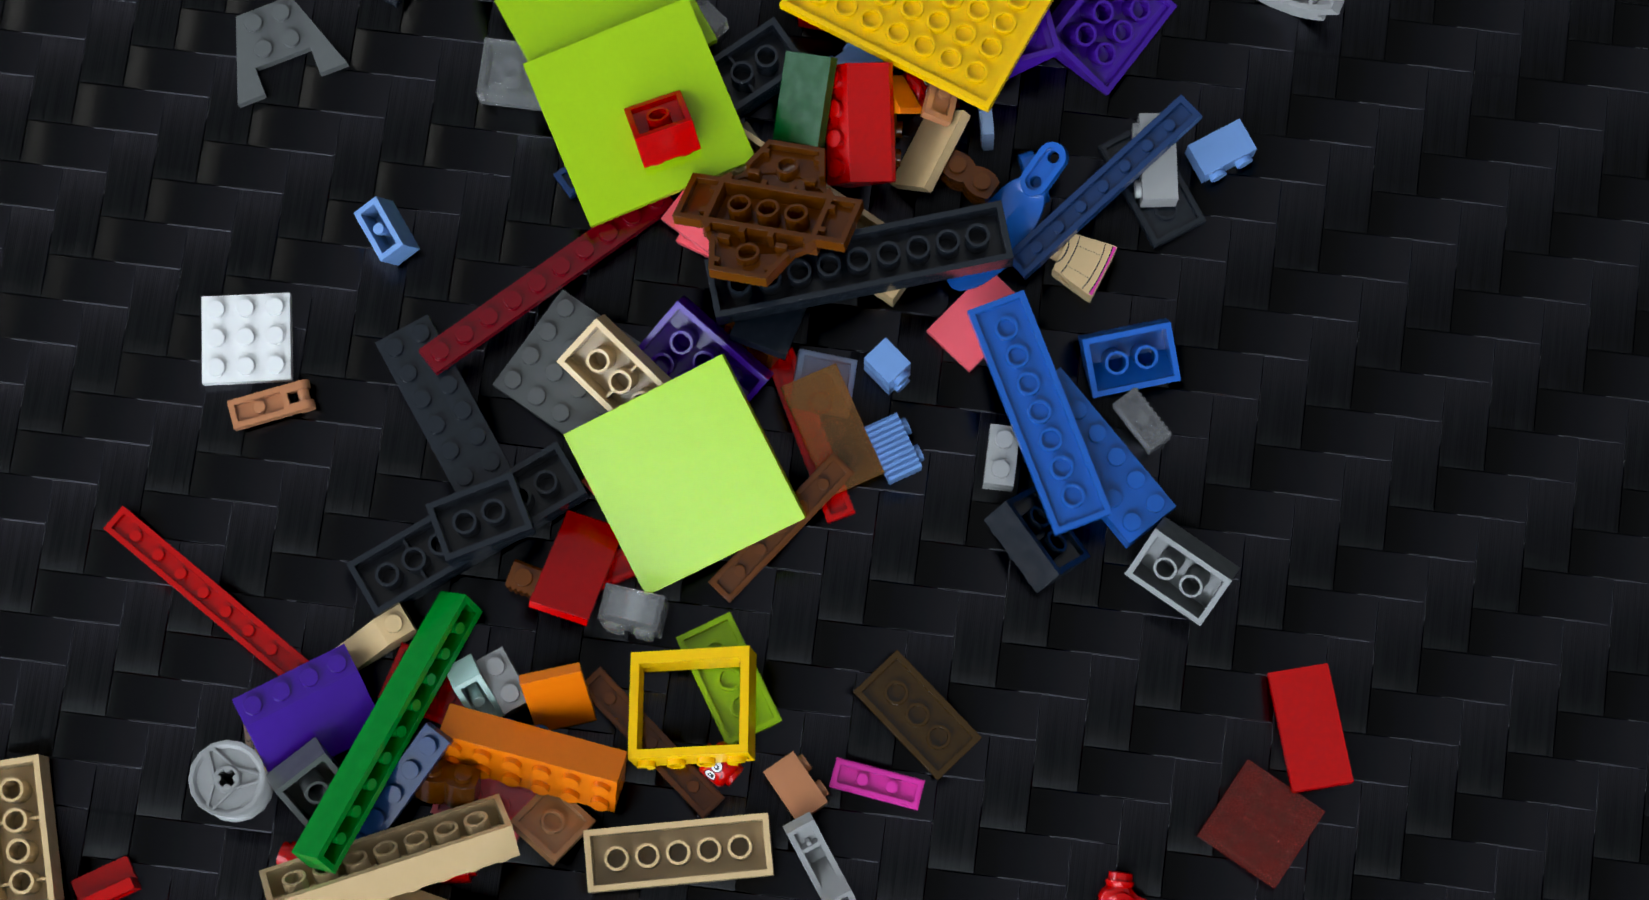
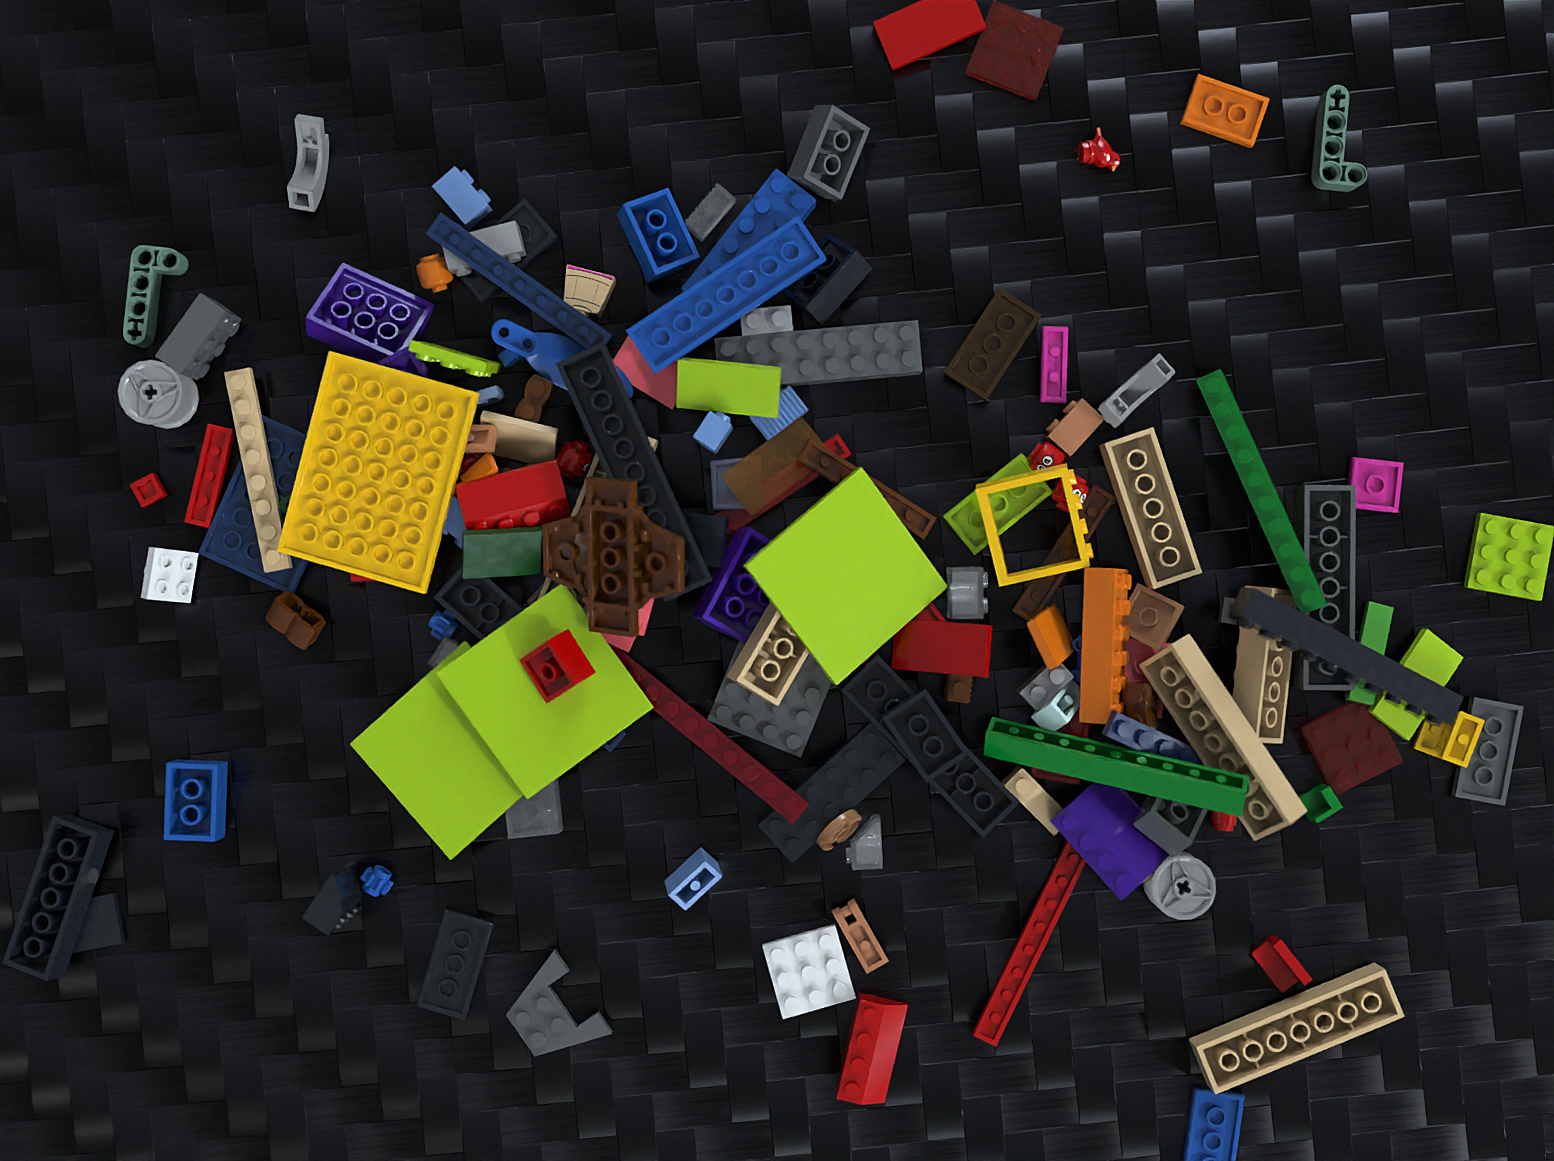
camera: 105 degrees left, 10 degrees up
(138, 387) = (870, 1050): none -> red slope
(369, 434) = (866, 846): none -> clear slope
(399, 406) = (839, 829): none -> medium nougat tile
(741, 22) = (443, 625): none -> blue gear
(769, 745) = (1045, 456): none -> red head
(893, 204) = (574, 459): none -> red head
(933, 392) = (728, 387): none -> lime tile
(948, 508) = (830, 353): none -> dark grey brick
(1037, 98) = (454, 359): none -> lime plate
(1141, 98) = (433, 273): none -> orange head

